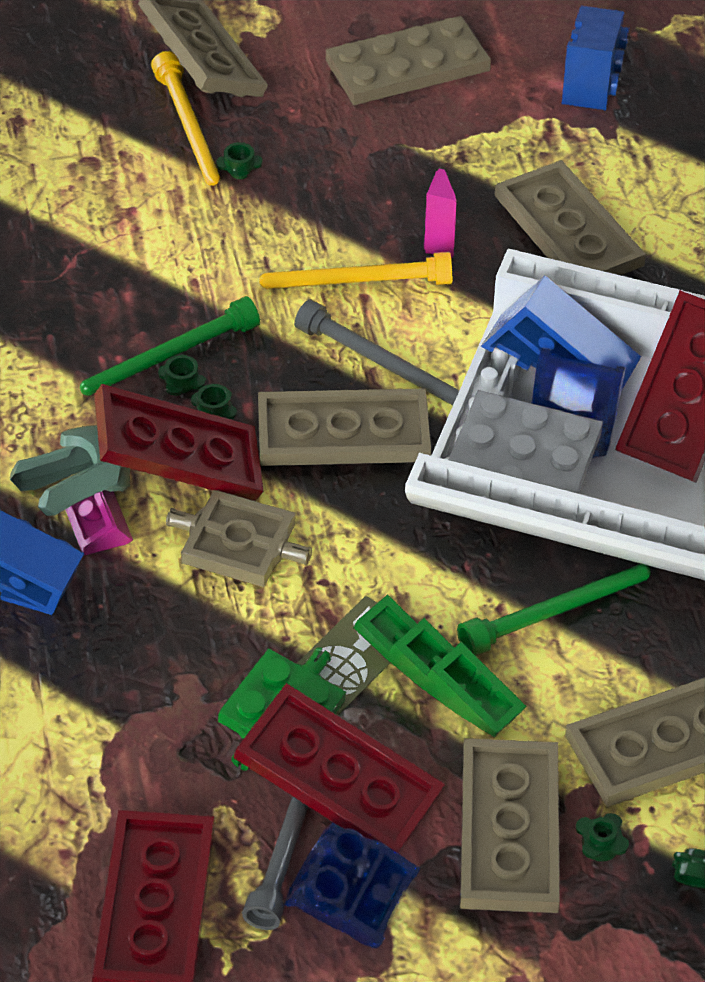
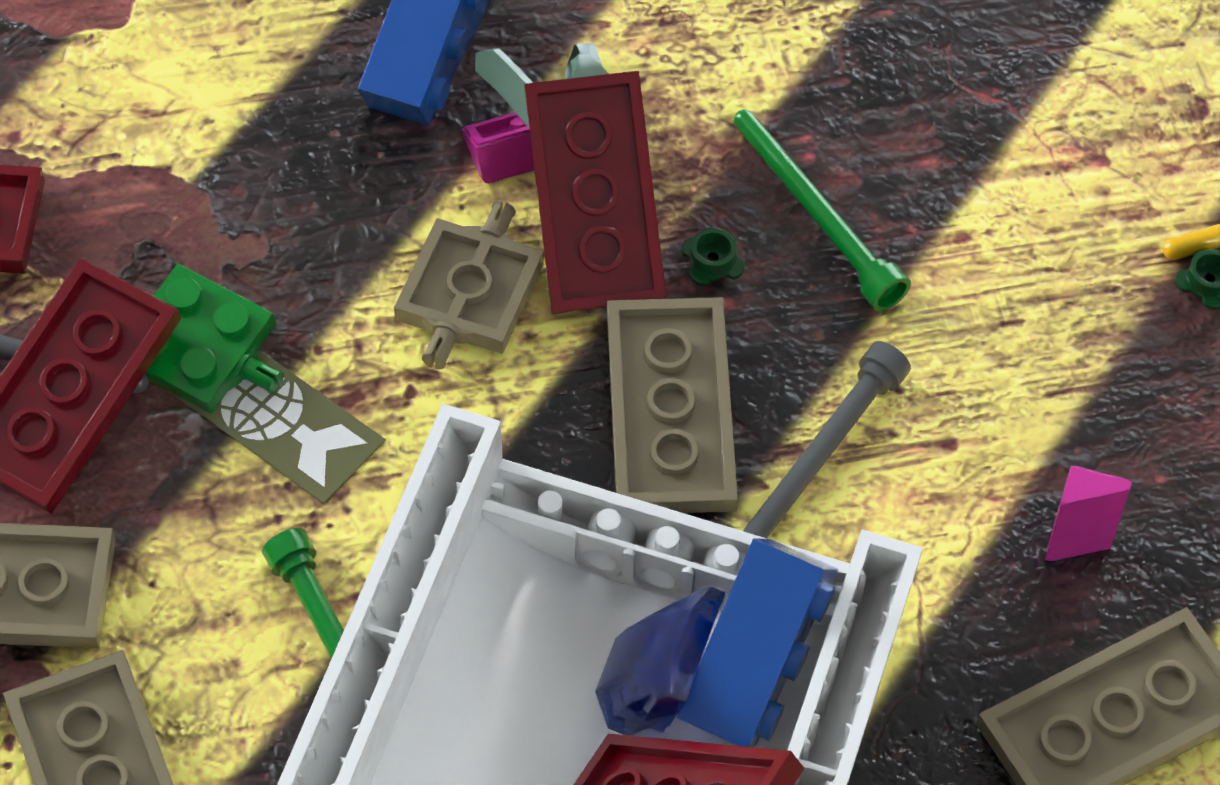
camera: 90 degrees right, 10 degrees up
(181, 375) = (765, 206): dark green plate -> none
(434, 269) = (1000, 529): yellow piece -> none
(438, 668) = (244, 513): green slope -> none
(527, 441) = (548, 583): light grey plate -> none

